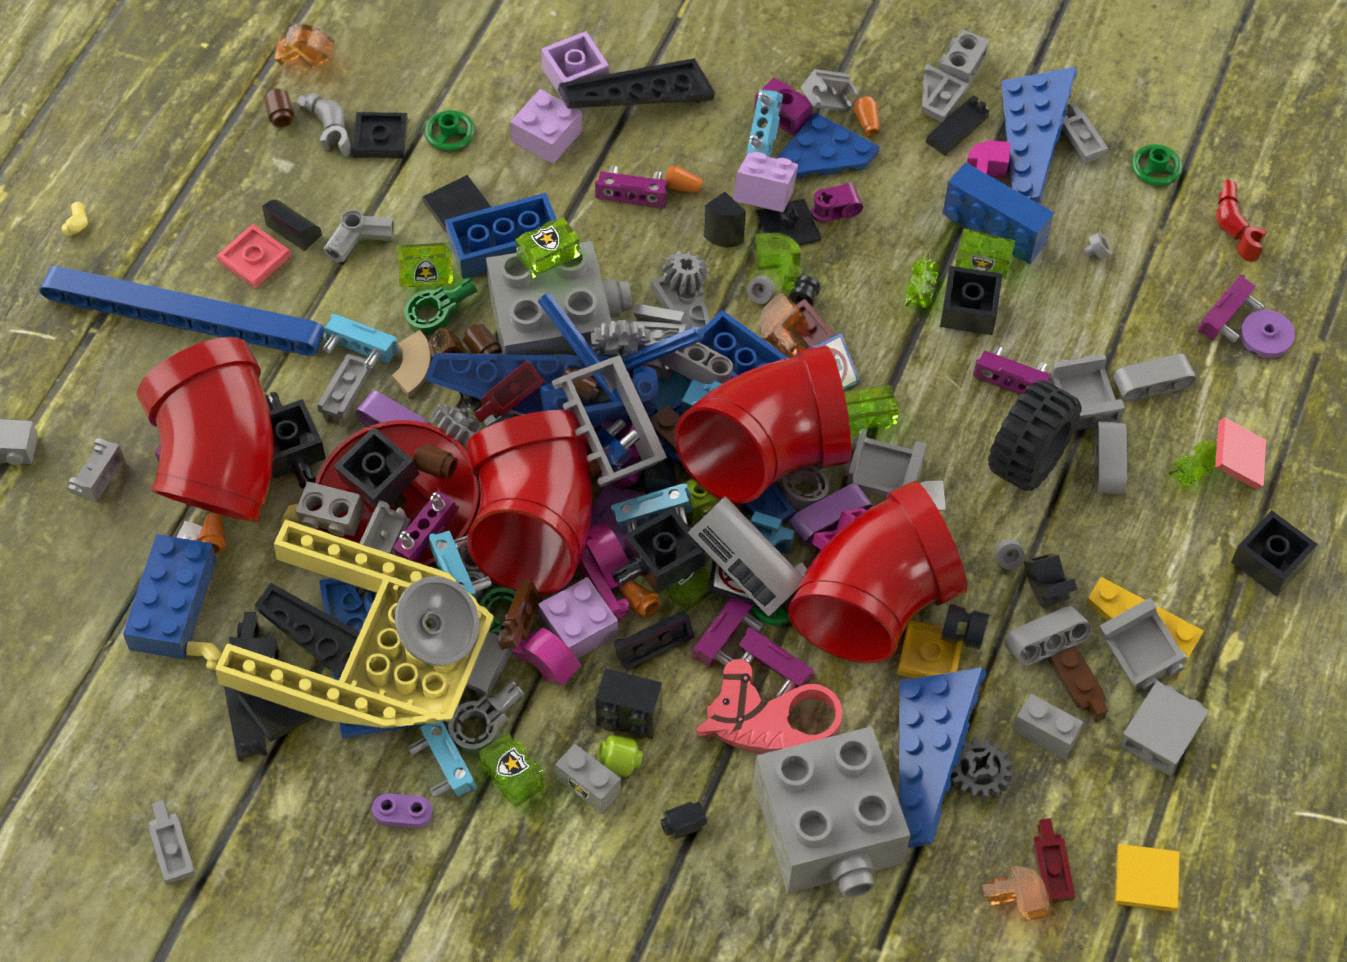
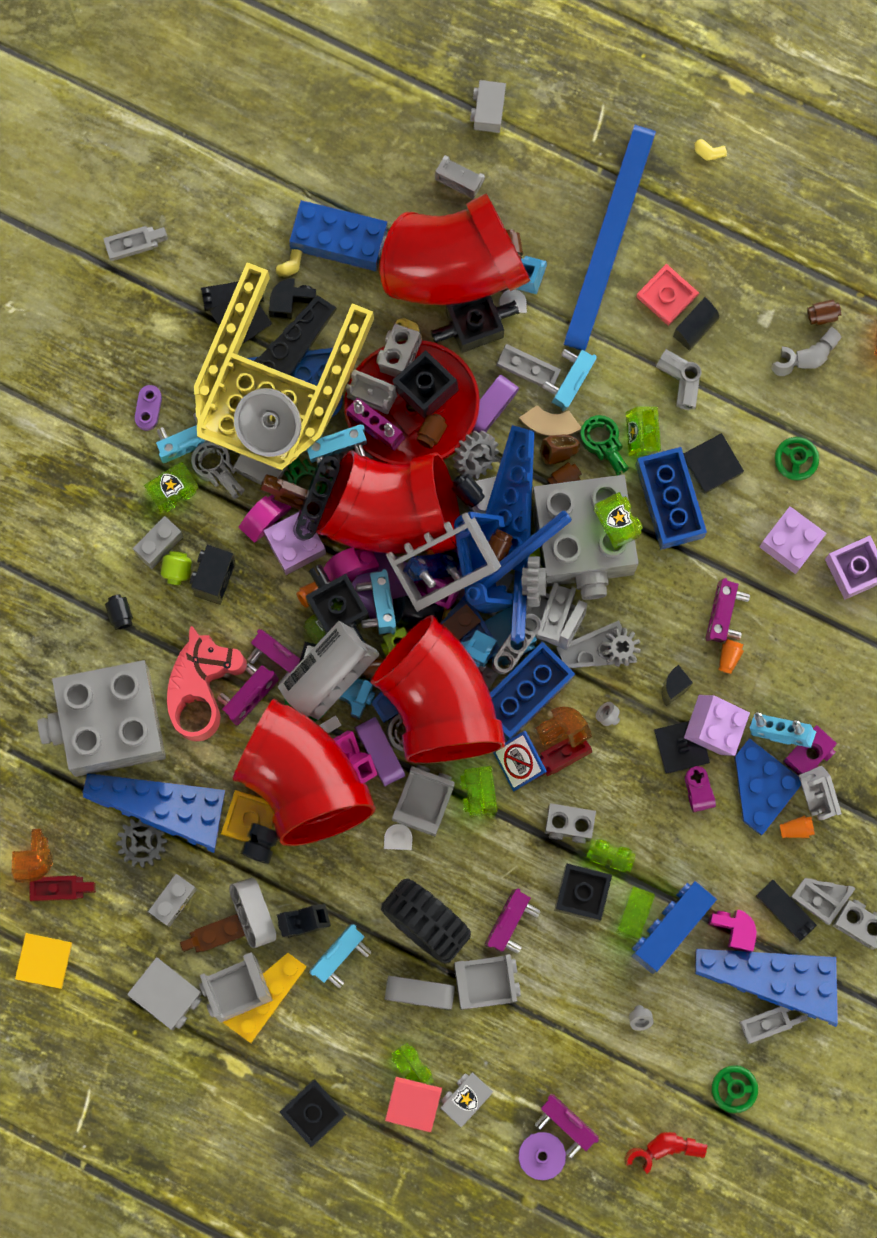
camera: 90 degrees right, 20 degrees up
(380, 135) = (794, 399): black tile -> none
(509, 392) = (497, 492): dark red hinge -> none
(528, 577) = (314, 497): none -> black beam
(590, 569) = (303, 568): dark pink hinge -> none
(647, 85) = (834, 638): black wing -> none
(654, 640) = (273, 600): black hinge -> none
(780, 253) = (644, 734): clear neon green brick -> none
(805, 289) = (603, 751): black wheel -> none
(892, 320) = (570, 816): none -> light grey brick
(1009, 554) = (332, 892): light grey tile -> none
(1080, 544) = (337, 954): none -> medium azure piece
(1154, 377) = (498, 1044): light grey beam -> none
(1220, 399) = (465, 1099): none -> light grey brick

